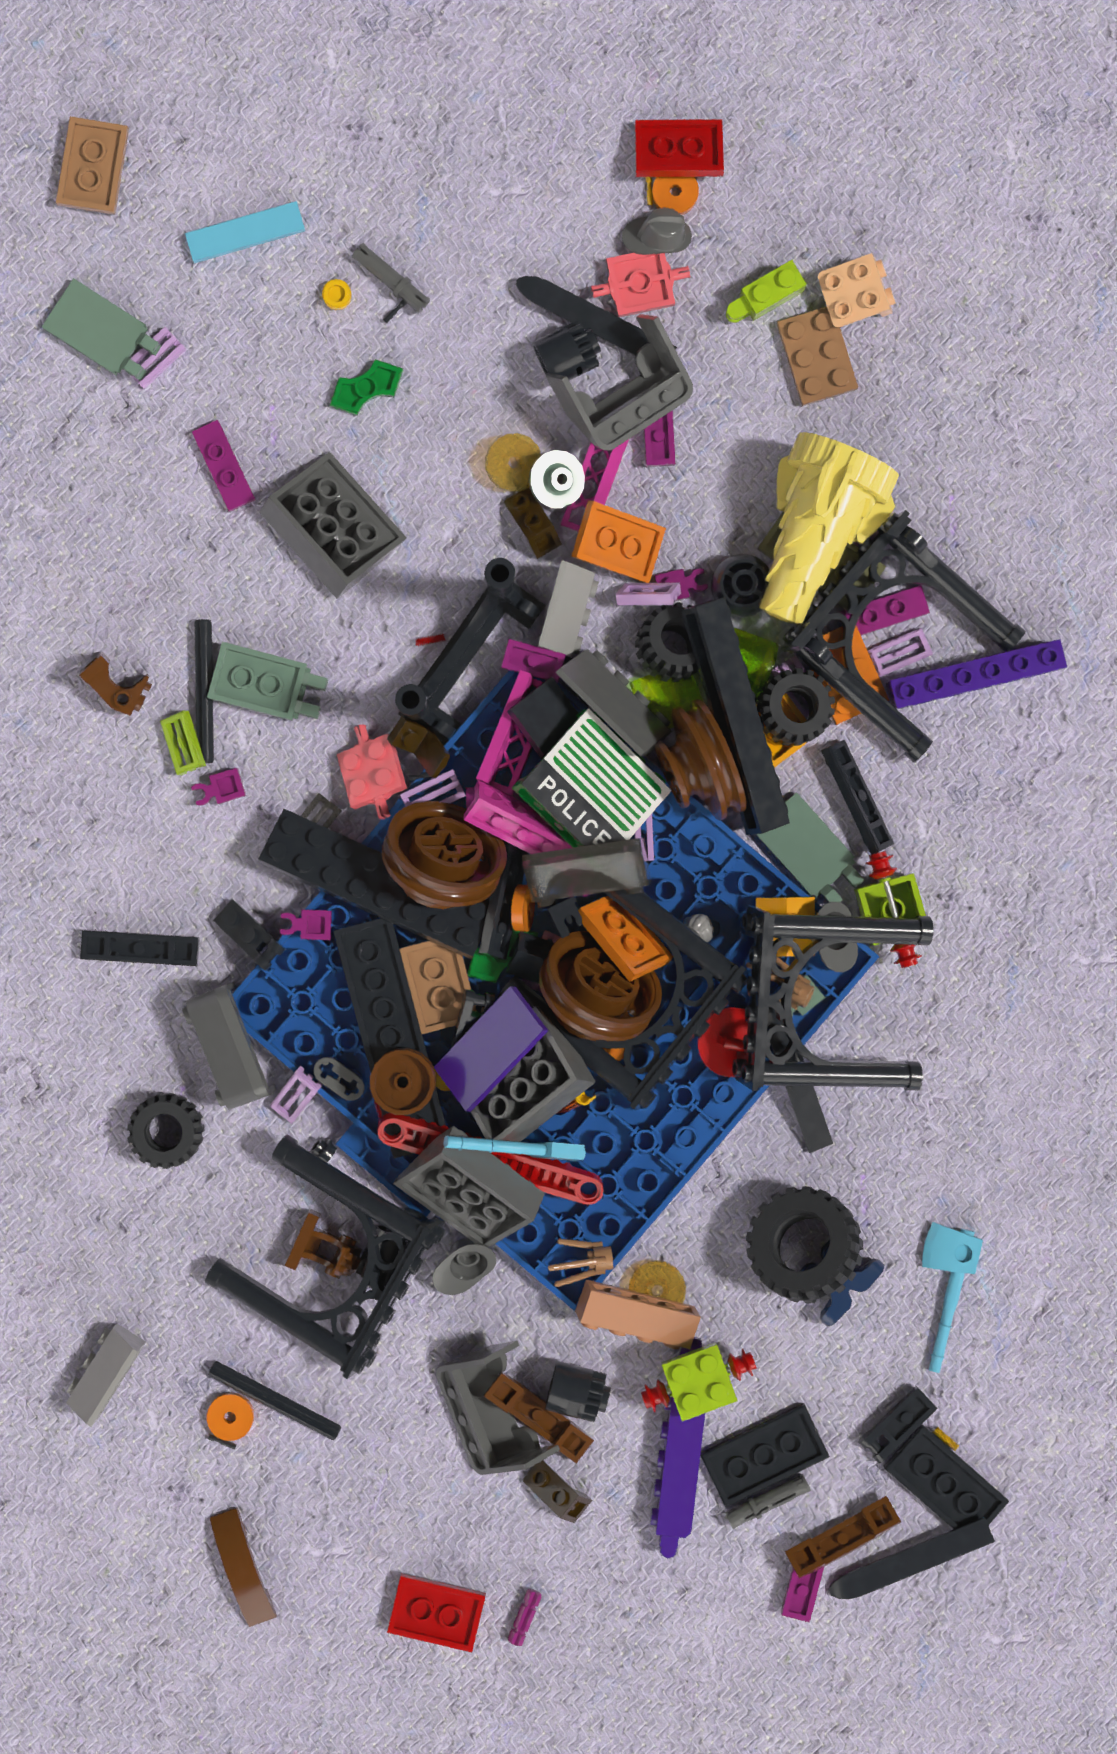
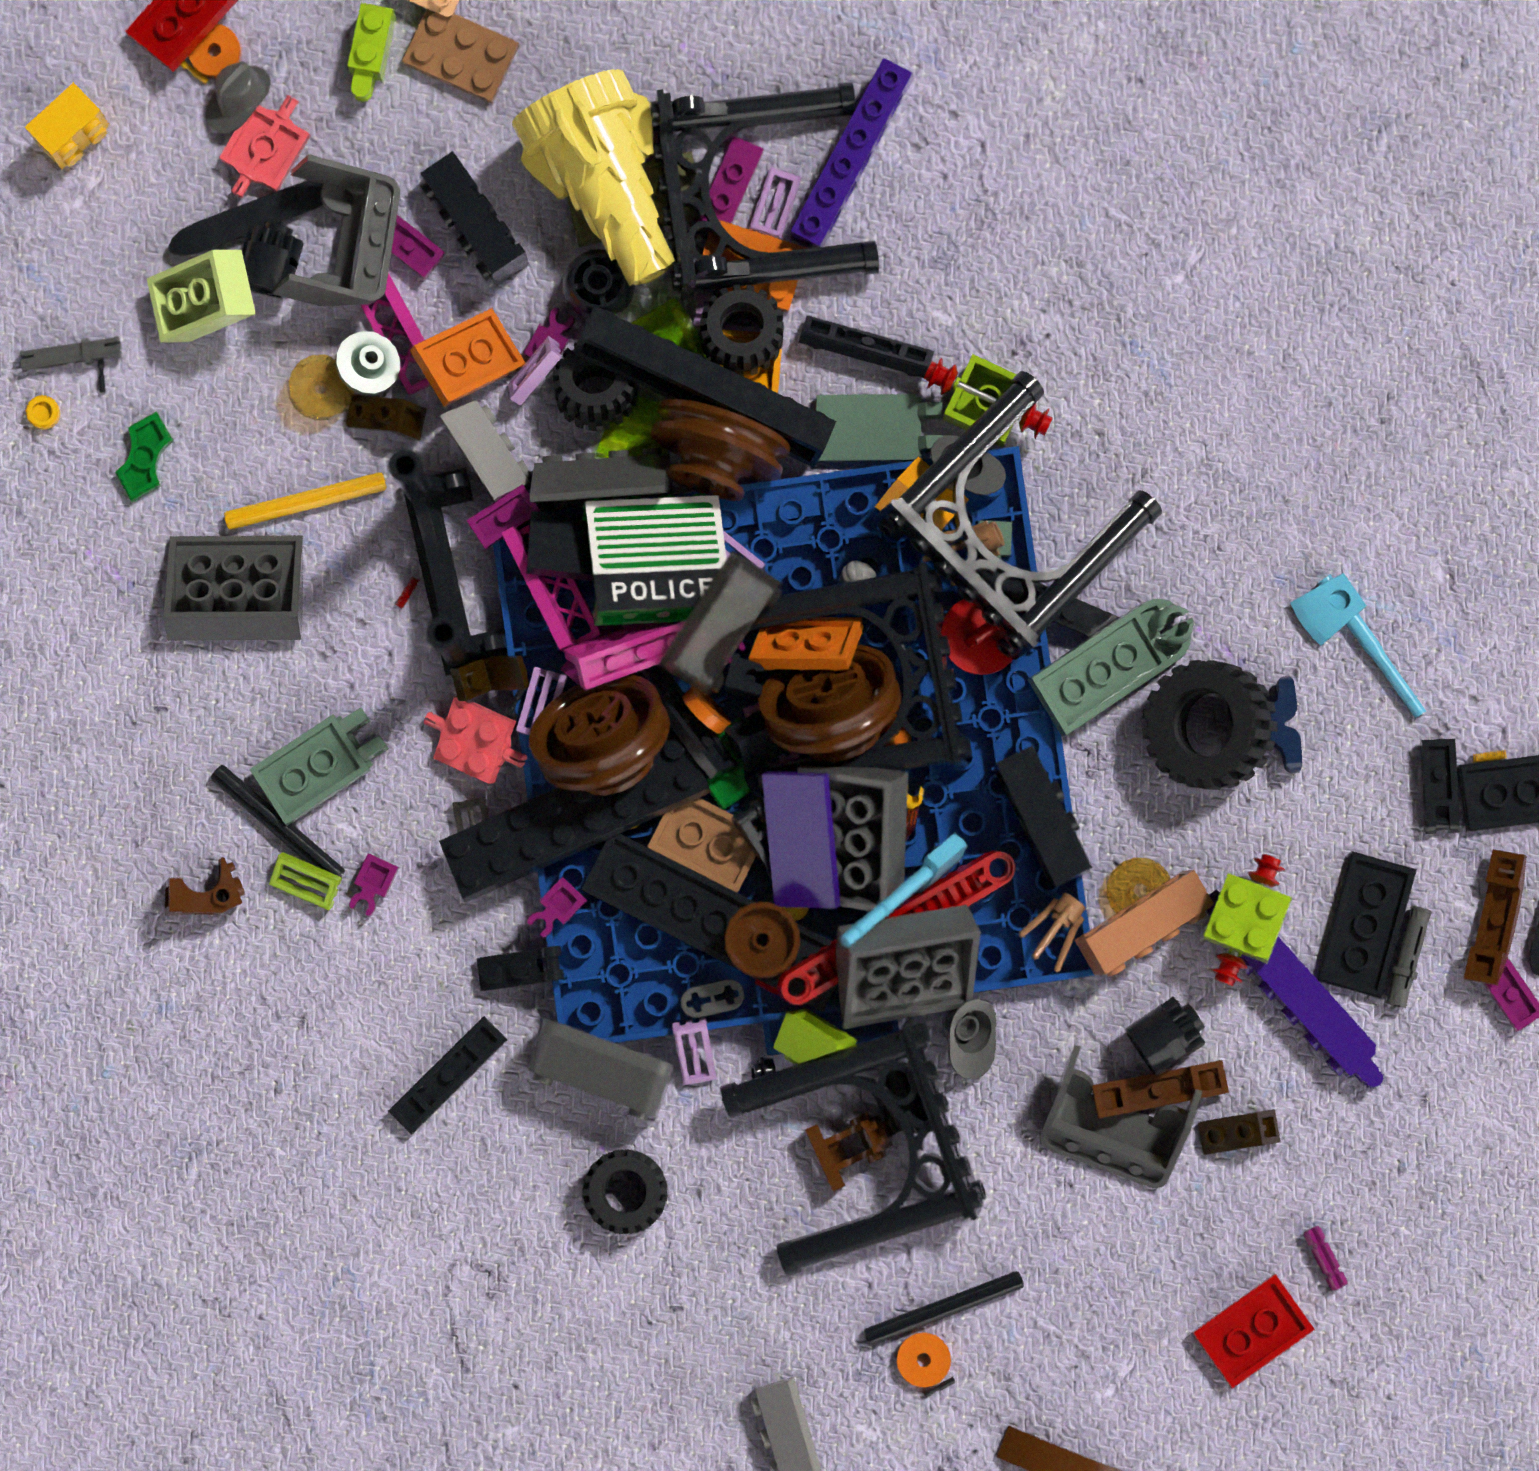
camera: 40 degrees left, 5 degrees down
(223, 465) = (101, 637): magenta plate -> none
(369, 1165) = (809, 1036): none -> lime slope
(430, 519) = (305, 500): none -> yellow axle
(502, 330) = (201, 296): none -> yellowish green brick
(537, 140) = (68, 126): none -> yellow brick
(646, 1192) = (1043, 817): none -> black brick
(714, 463) = (473, 219): none -> black wedge
(789, 1143) = (1112, 663): none -> sand green plate

